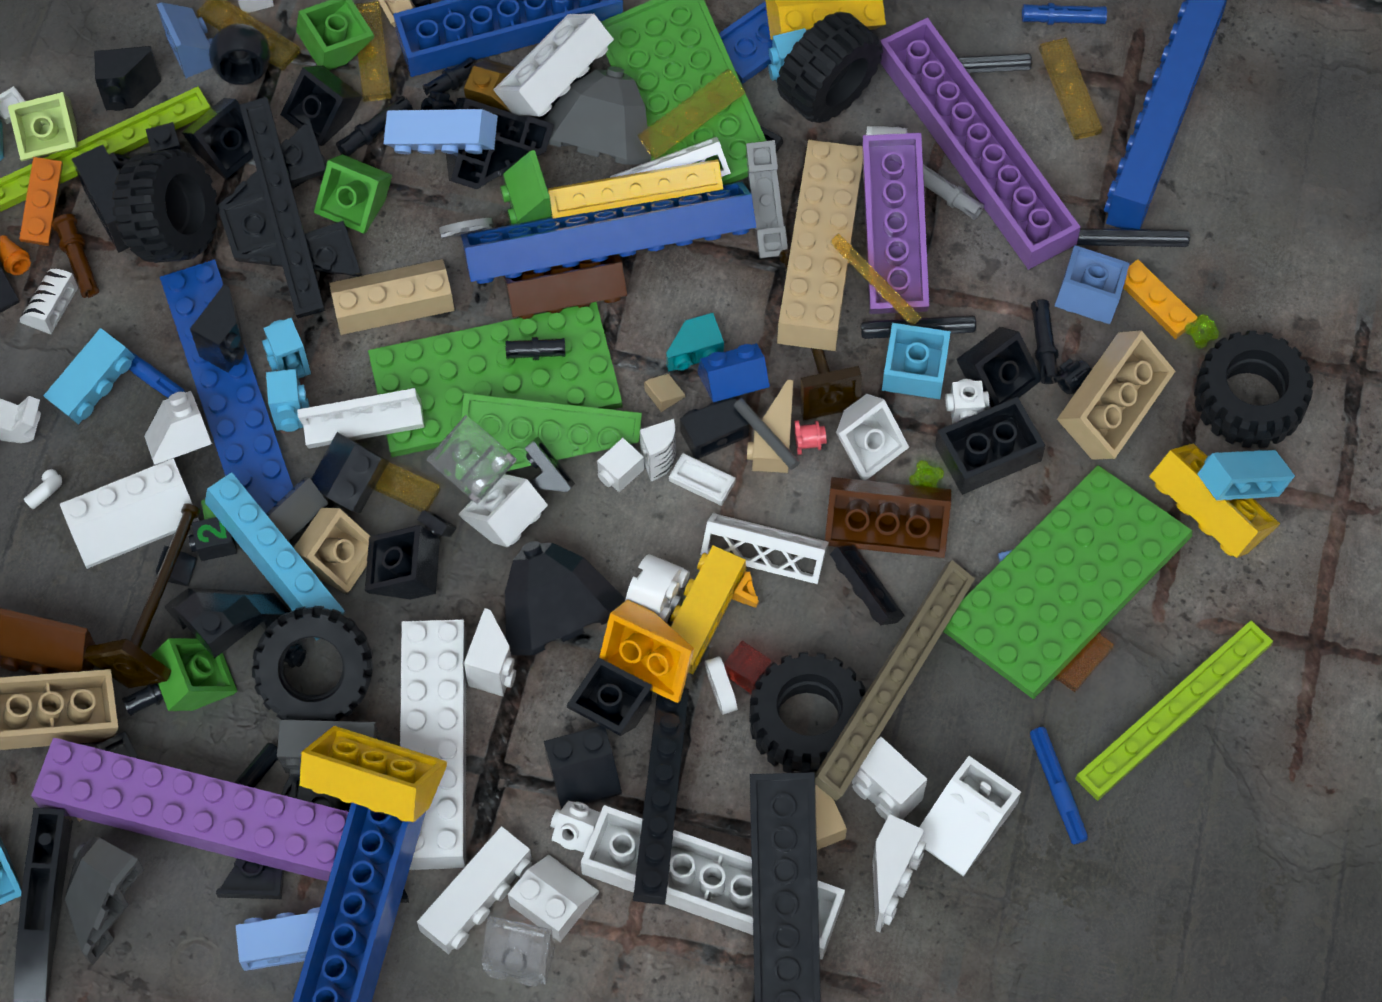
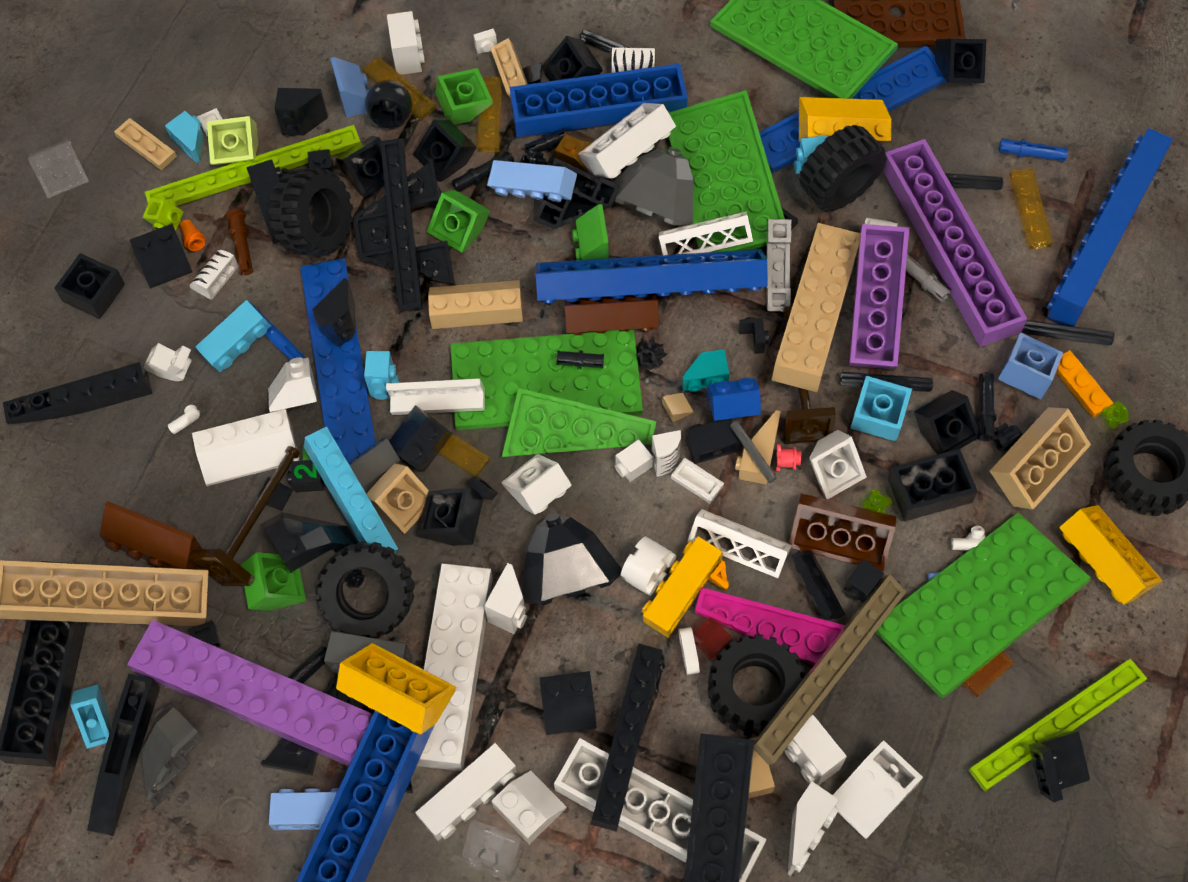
camera: 10 degrees right, 0 degrees up
(41, 201) = (220, 197): orange plate -> none
(143, 698) = (230, 596): black pin -> none
(285, 348) = (385, 334): medium azure brick -> none
(464, 227) = (540, 257): light grey wheel -> none
(471, 459) = (516, 441): clear slope -> none
(552, 475) = (579, 461): slope -> none
(574, 825) = (554, 750): white brick -> none
(612, 698) = (599, 650): black slope -> none
(630, 327) = (646, 357): none -> black gear
(635, 188) = (677, 244): yellow plate -> none
(647, 649) = (632, 615): light orange slope -> none
(691, 114) = (728, 191): clear yellow tile -> none
(748, 280) = (756, 327): none -> black bracket
(856, 644) = (801, 632): none -> dark pink wing
(875, 279) = (857, 340): clear yellow tile -> none
(921, 573) = (863, 581): none -> black brick
(966, 399) = (917, 445): white brick -> none
(1046, 506) = (972, 539): none -> white arm
(1058, 786) = (954, 774): blue axle -> none
(1180, 754) = (1059, 764): none -> black bracket
(1245, 474) = (1140, 537): medium azure brick -> none

